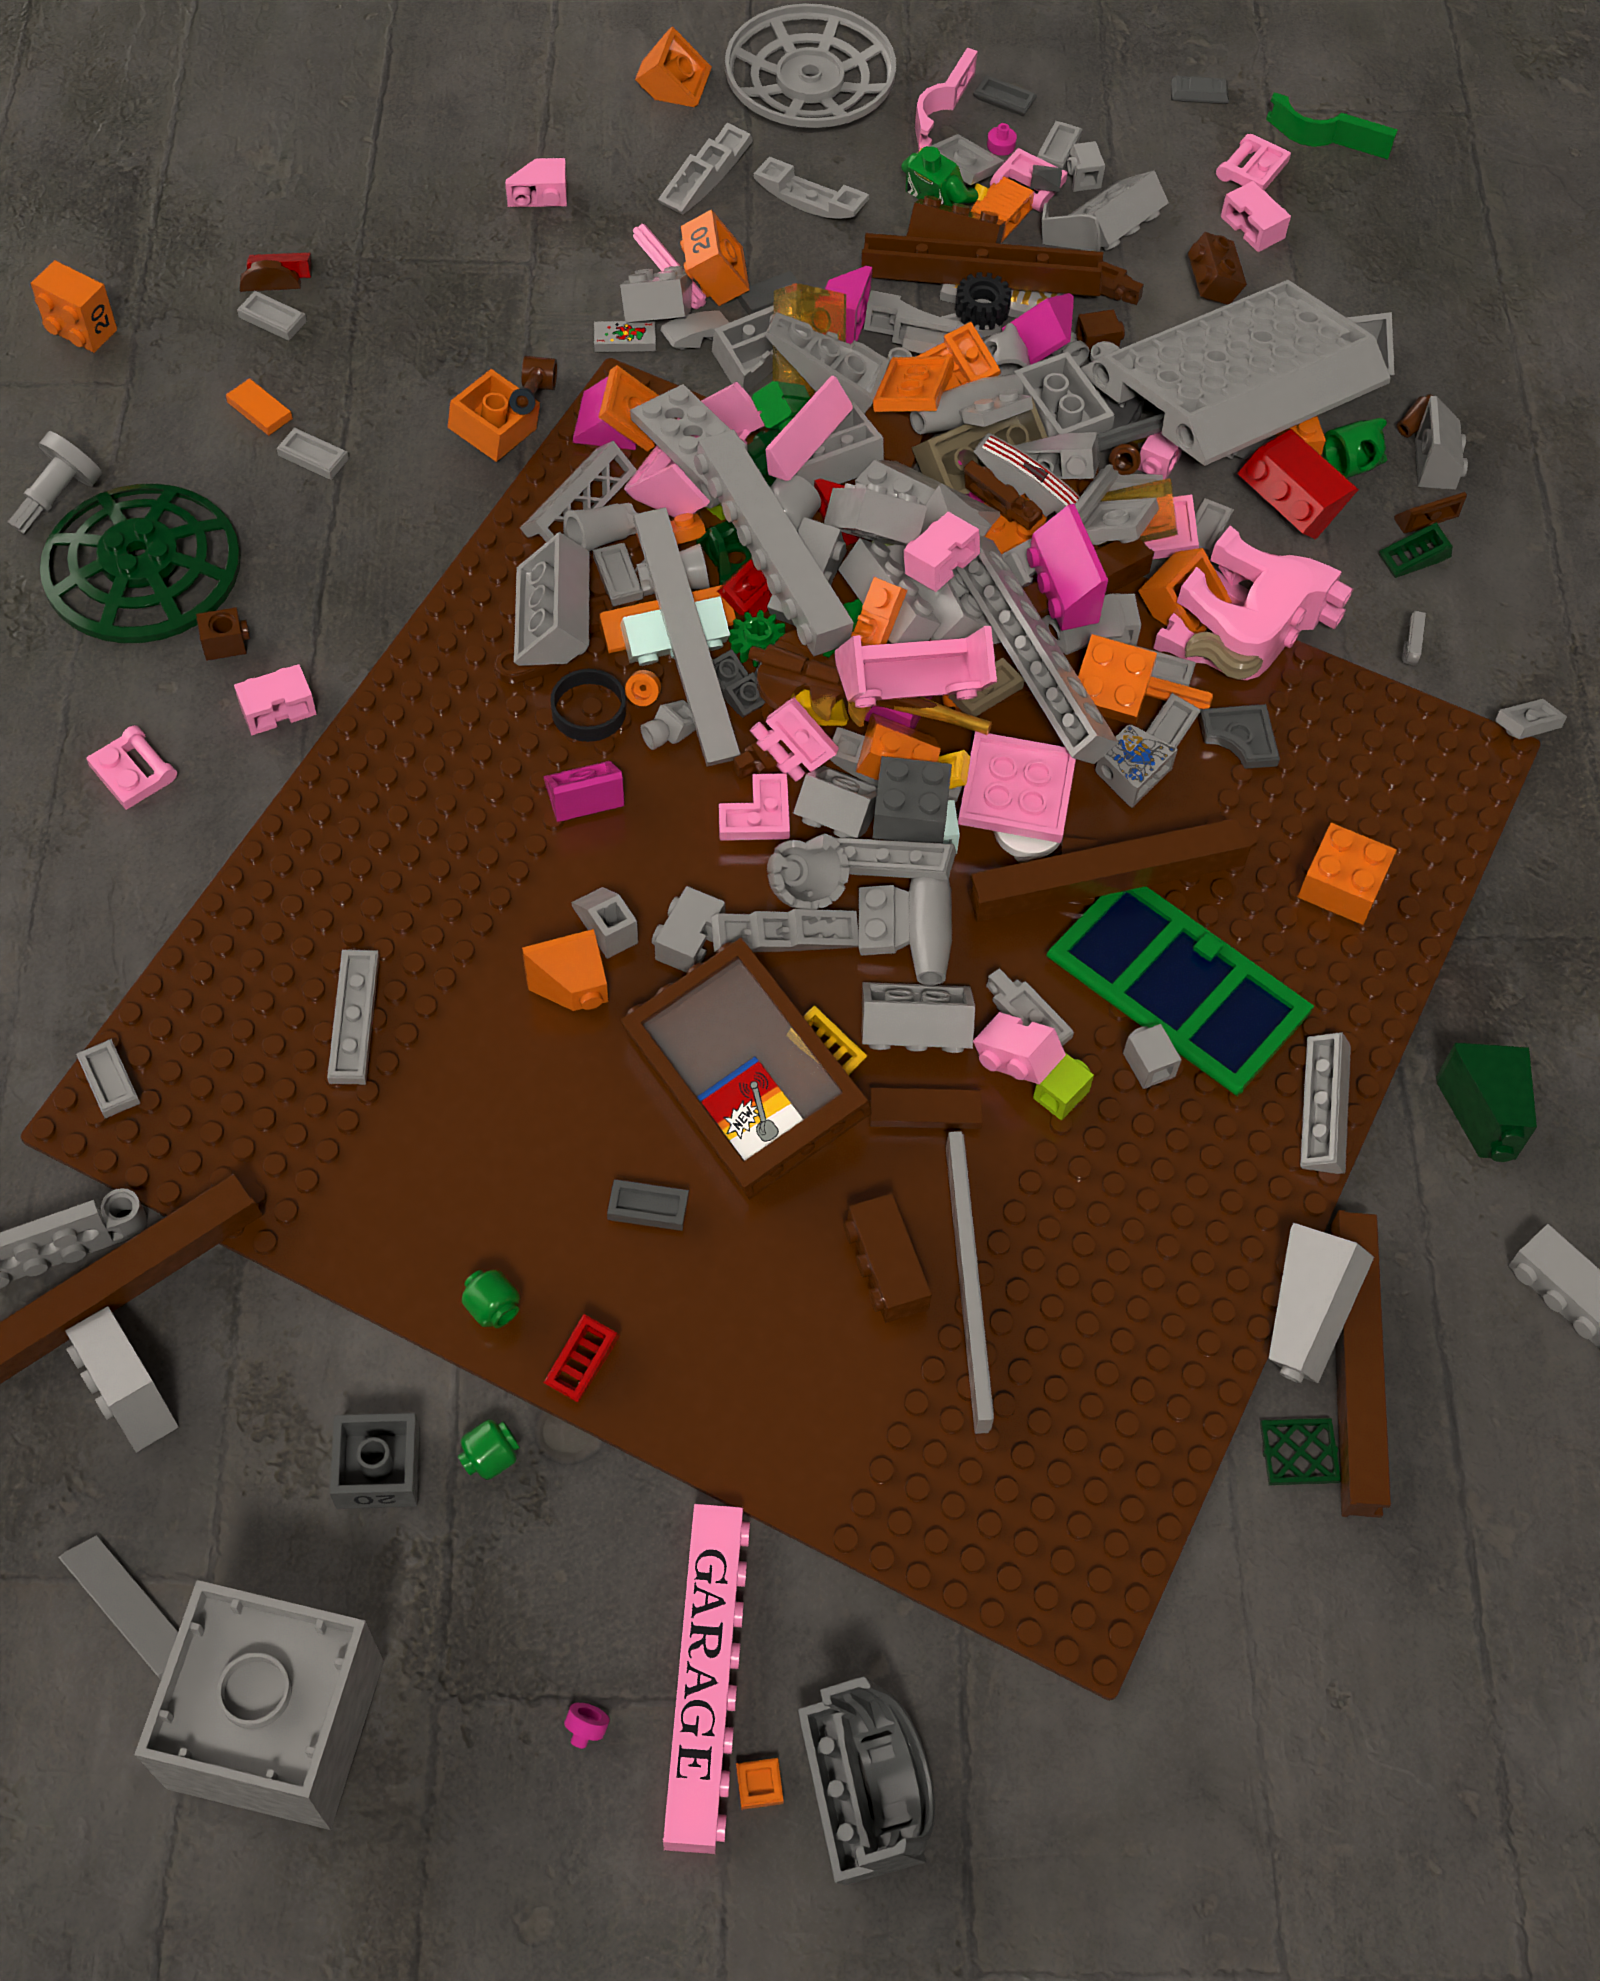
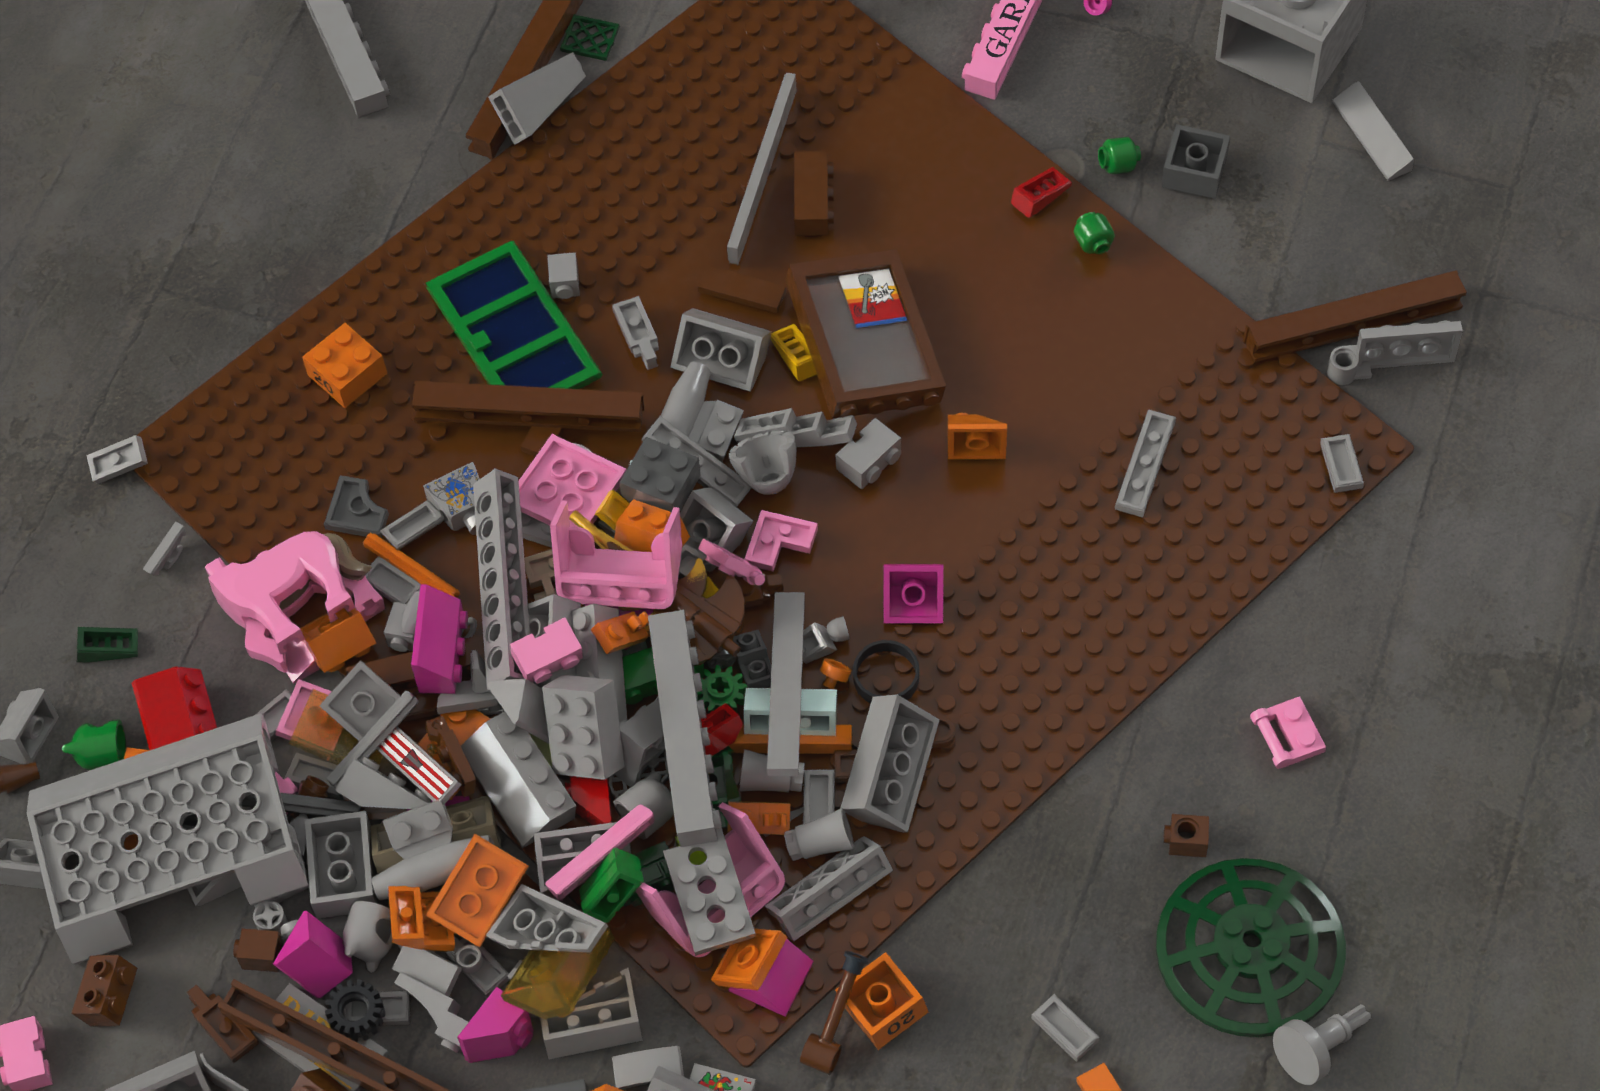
camera: 155 degrees left, 0 degrees up
(120, 1378) = (1360, 252): light grey wedge -> none
(275, 698) = (1153, 758): bright pink brick -> none
(610, 919) = (931, 475): light grey slope -> none
(648, 1205) = (965, 275): dark grey tile -> none
(1019, 1049) = (662, 292): bright pink brick -> none
(1064, 1086) = (637, 271): lime brick -> none
(1117, 677) = (441, 558): orange brick -> none
(1326, 1103) = (454, 222): light grey slope -> none
(1430, 513) = (69, 677): reddish brown slope -> none
(1491, 1097) = (337, 186): dark green slope -> none

